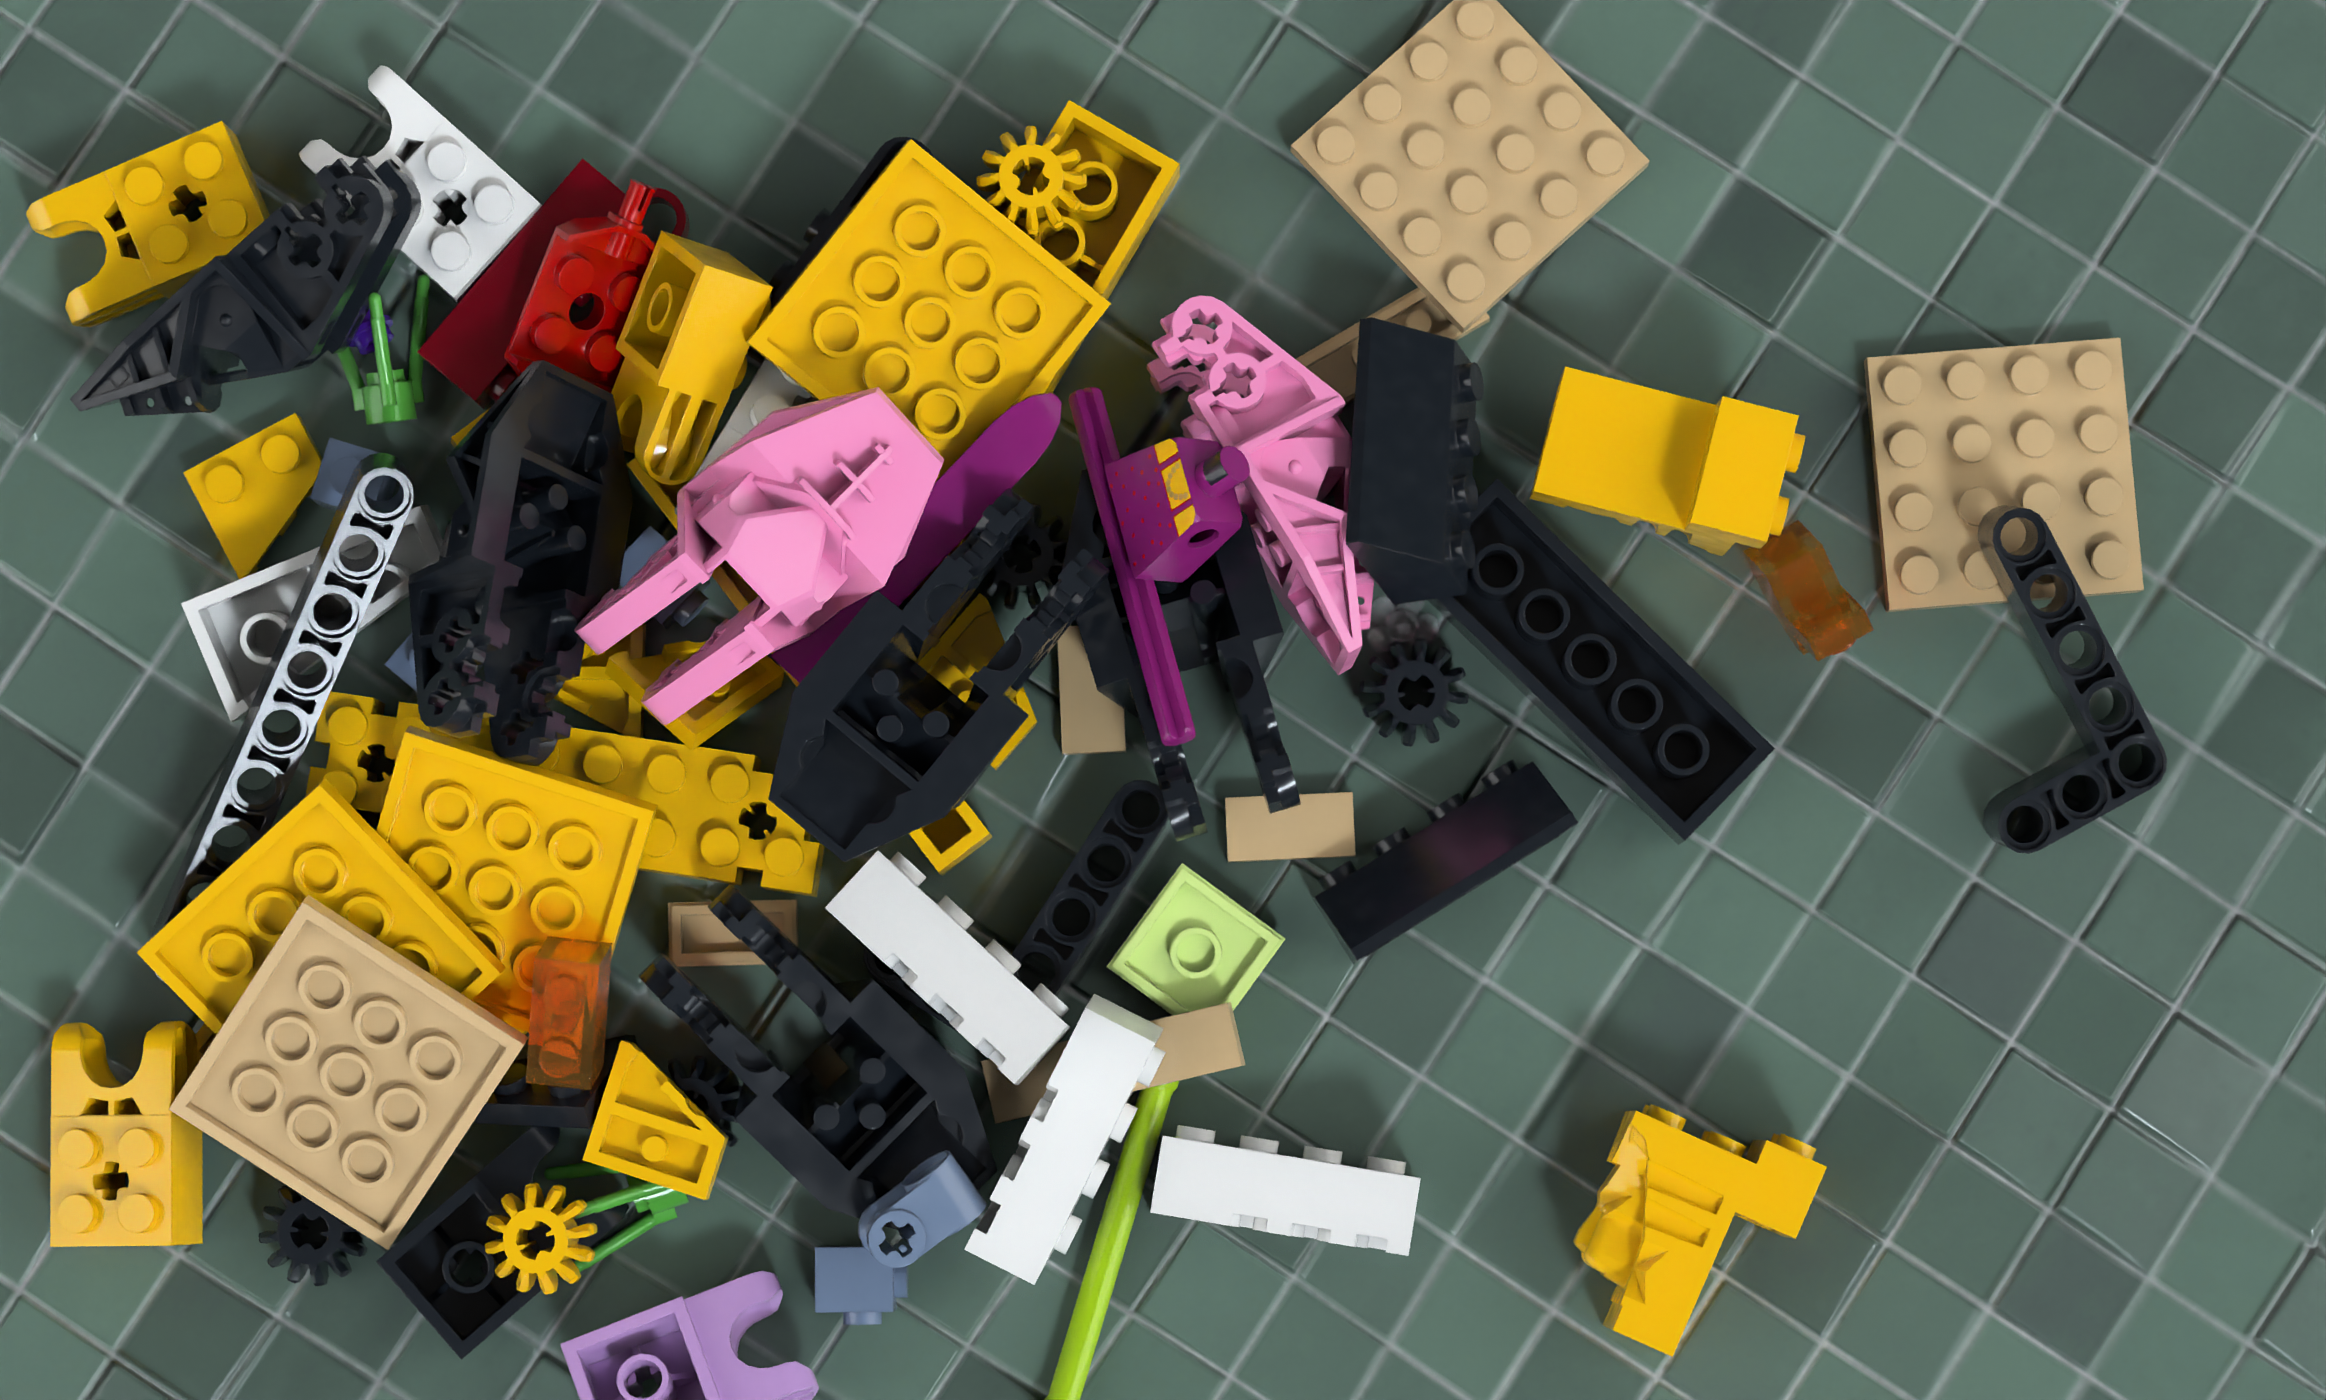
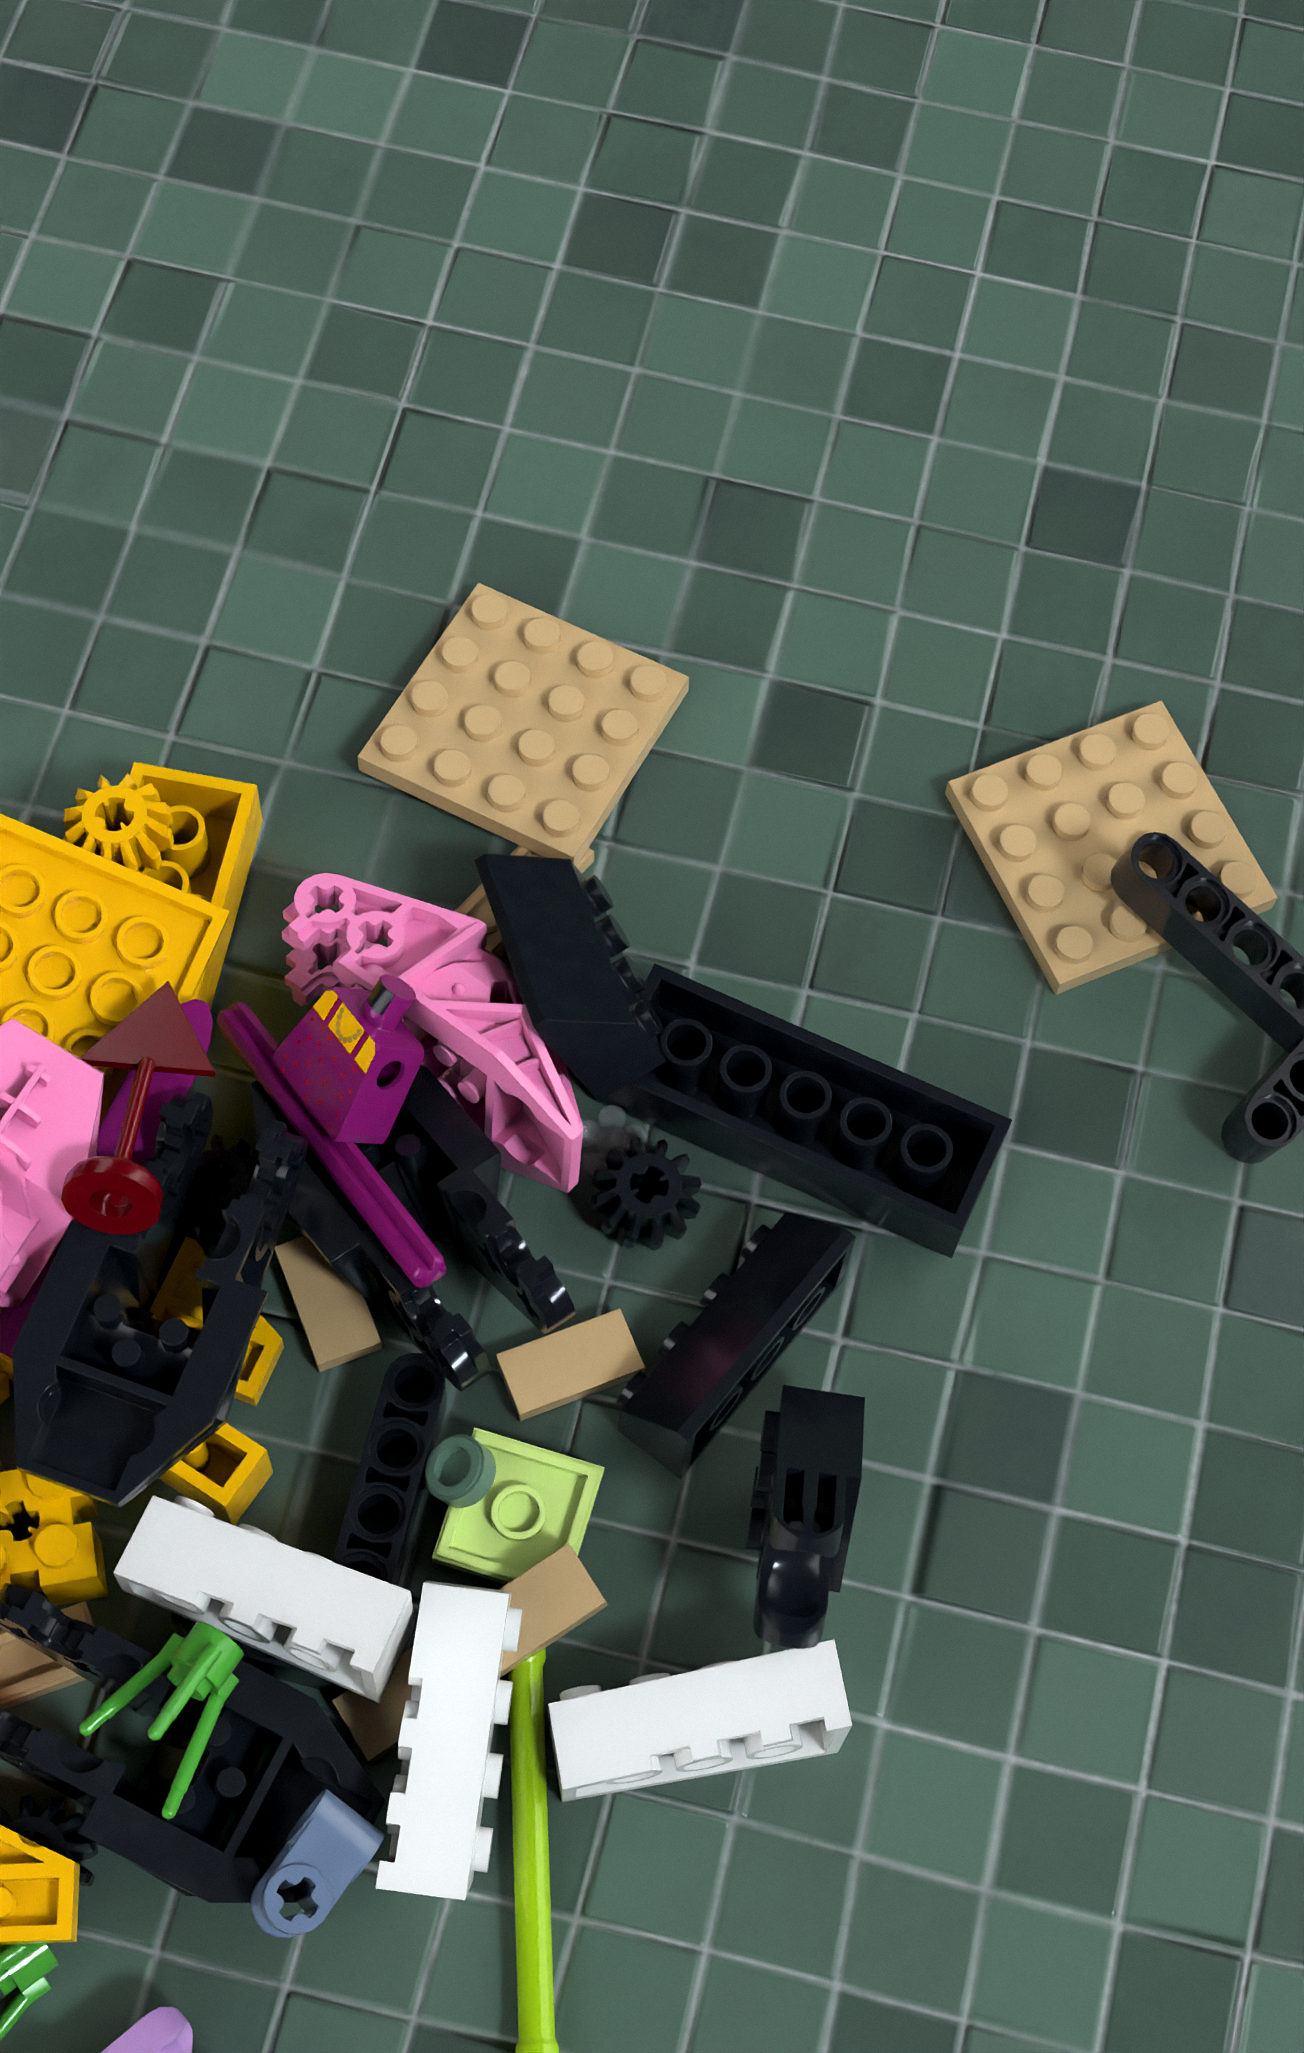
camera: 30 degrees left, 20 degrees down
(856, 1284) = (271, 1984): sand blue brick -> none
(876, 1024) = (200, 1666): none -> bright green plant
(999, 433) = (114, 1191): none -> dark red piece
(1155, 901) = (459, 1471): none -> sand green tile
(1443, 1054) = (804, 1510): none -> black brick
(1668, 460) = (815, 895): yellow brick -> none
(1670, 1209) = (1096, 1598): yellow brick -> none
(1807, 593) = (977, 991): clear orange brick -> none

